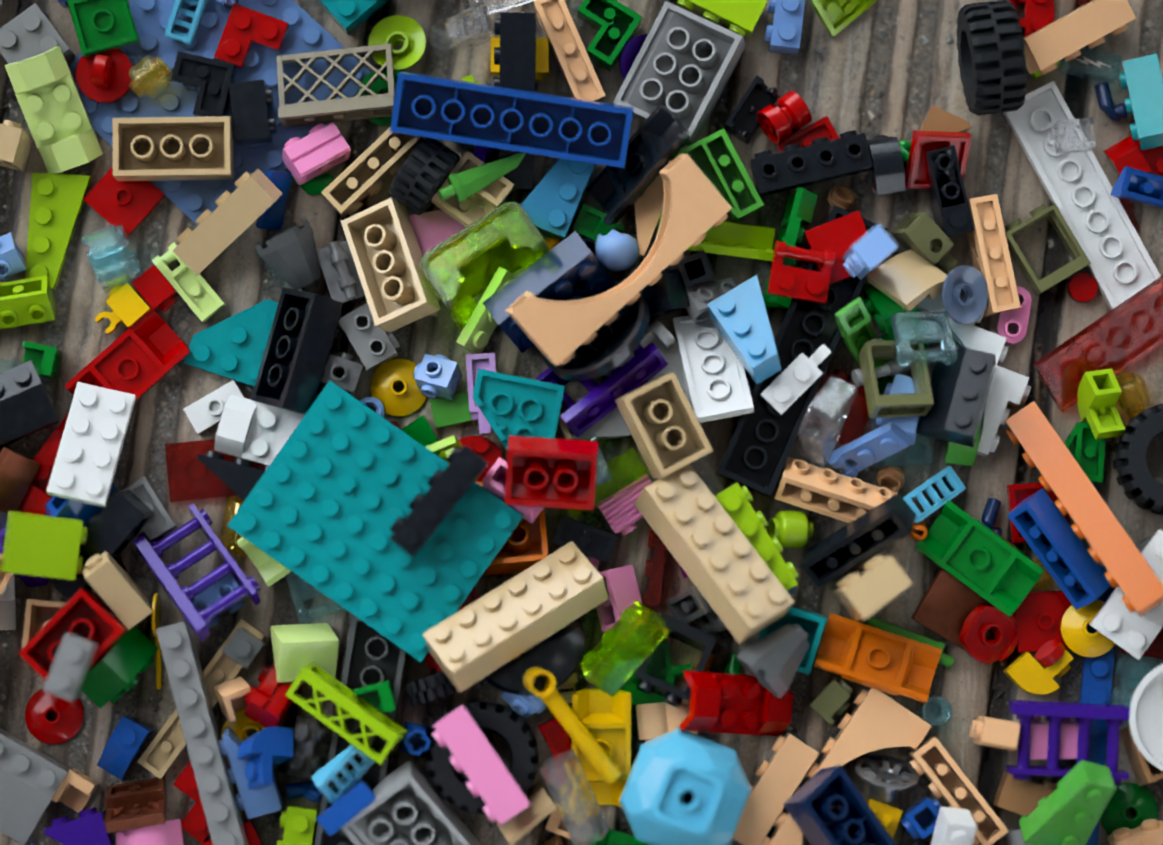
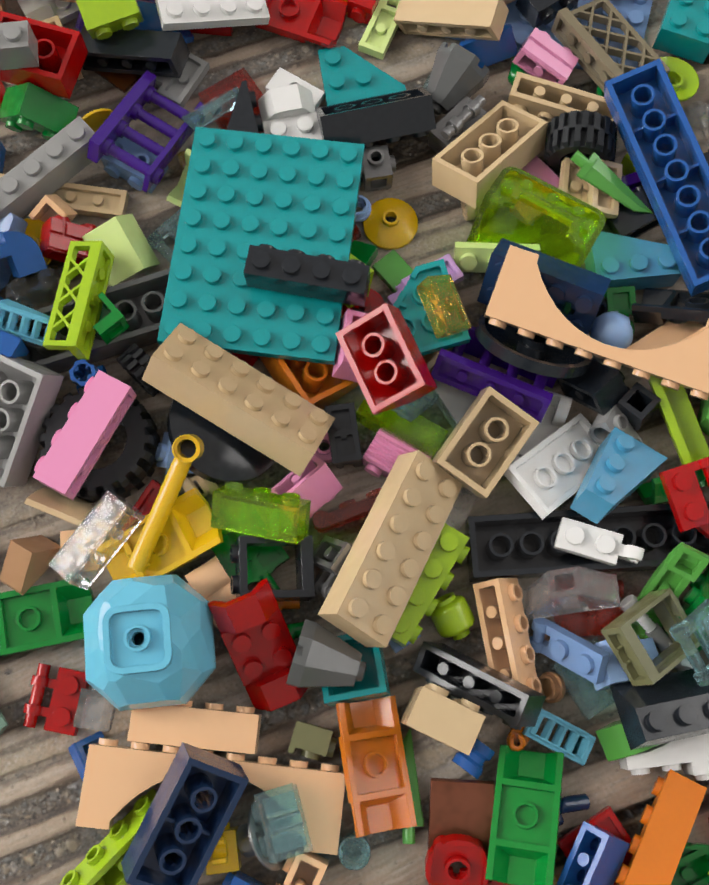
camera: 65 degrees right, 10 degrees down
(117, 589) = (99, 71): tan slope -> none
(204, 500) = (212, 109): none -> clear light blue slope
(244, 647) = (100, 198): dark grey brick -> none
(369, 341) = (414, 178): light grey brick -> none
(437, 376) = (416, 242): light blue brick -> none
(523, 393) = (443, 305): none -> clear yellow slope
(885, 756) = (282, 823): none -> clear light blue brick
(916, 574) = (474, 762): none -> blue wheel

